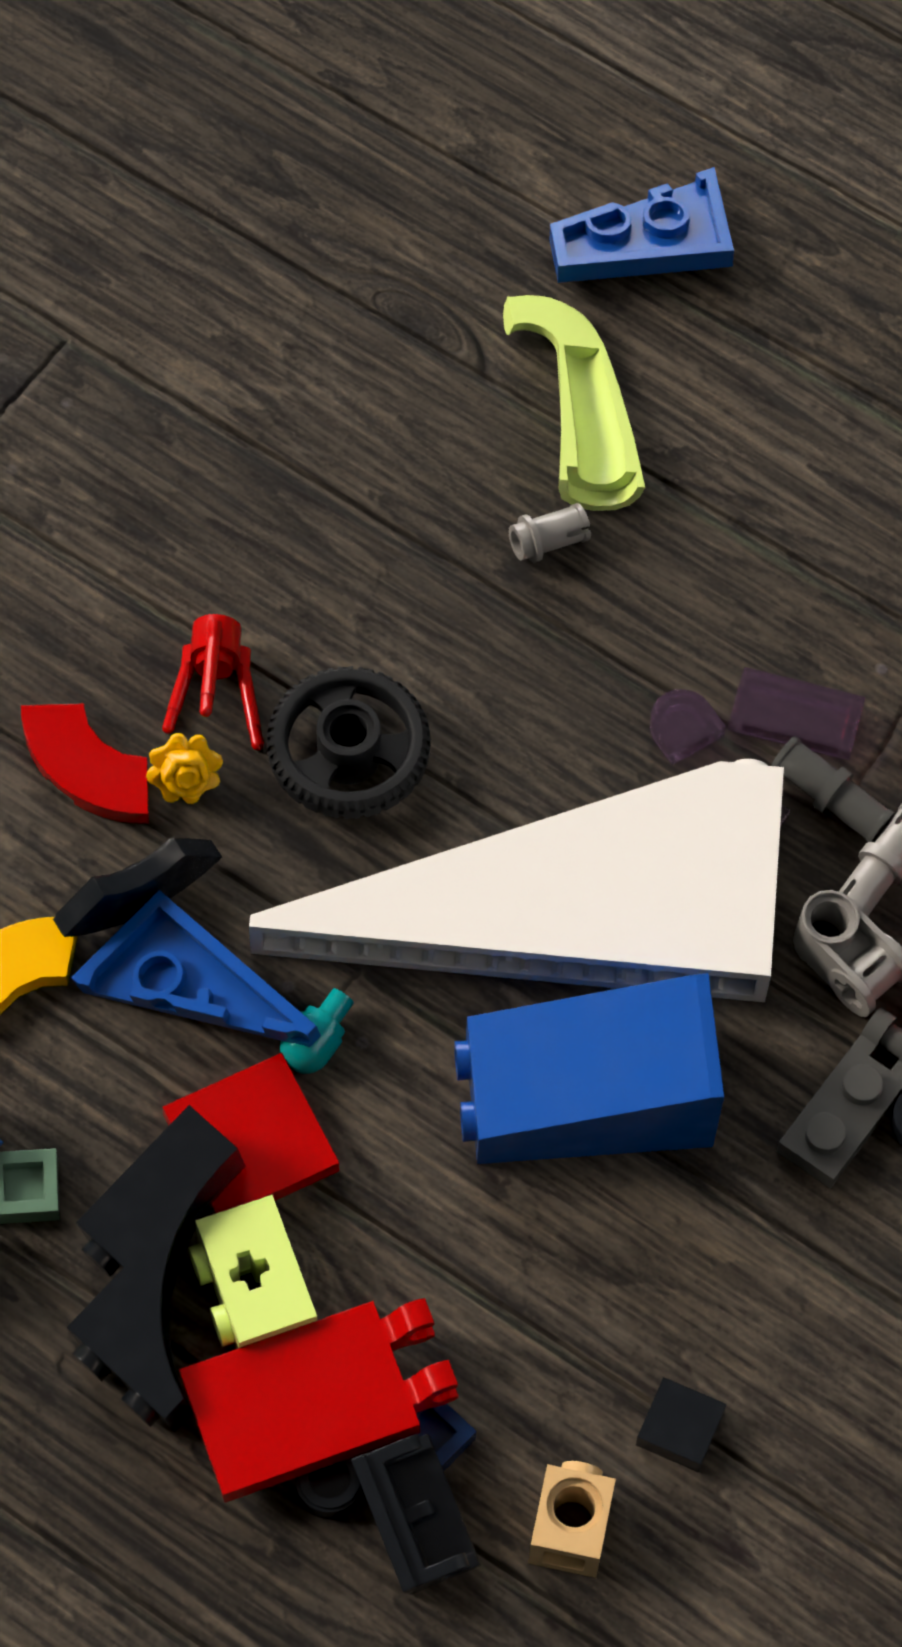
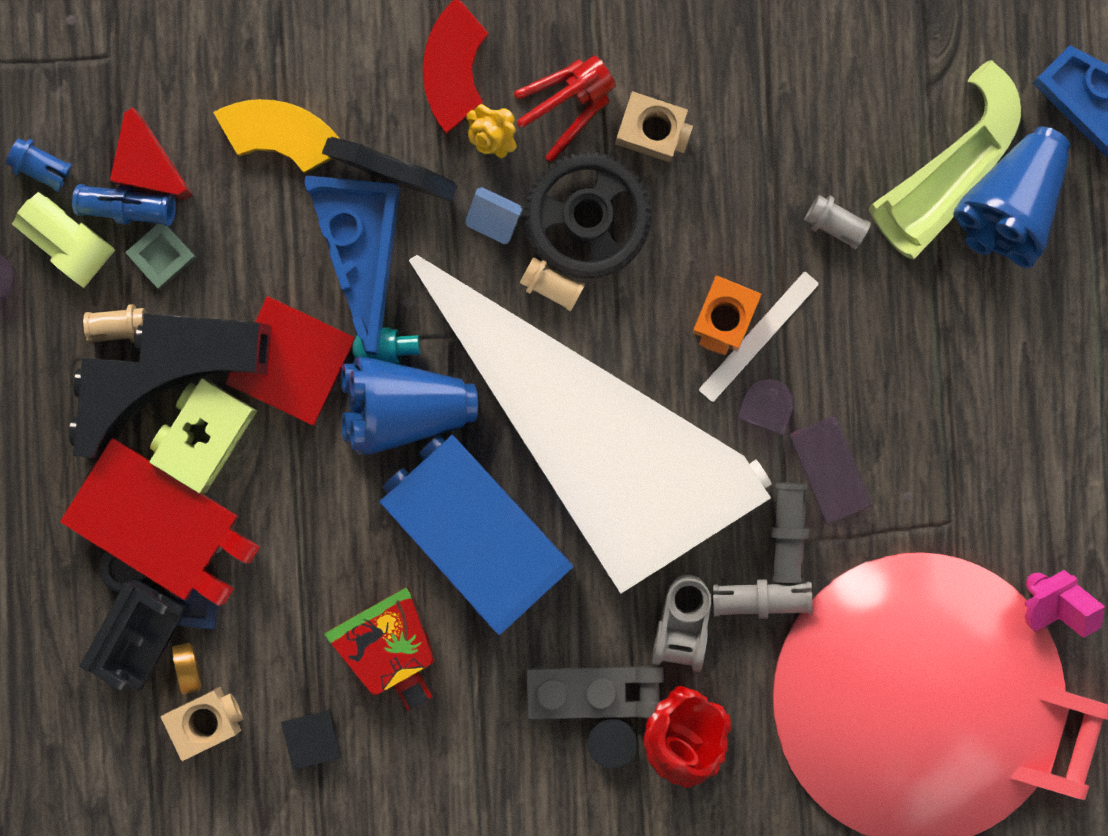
camera: 50 degrees right, 25 degrees up
(58, 1284) = (113, 324): none -> tan pin
(270, 828) = (493, 215): none -> medium blue slope
(308, 645) = (644, 107): none -> tan brick
(388, 827) = (551, 283): none -> tan pin
(388, 1055) = (401, 404): none -> blue cone
(496, 1491) = (186, 668): none -> pearl gold tile
(555, 665) = (726, 294): none -> orange brick
(605, 688) = (758, 336): none -> white sticker
(642, 1260) = (388, 647): none -> torso
(665, 365) = (1017, 199): none -> blue cone

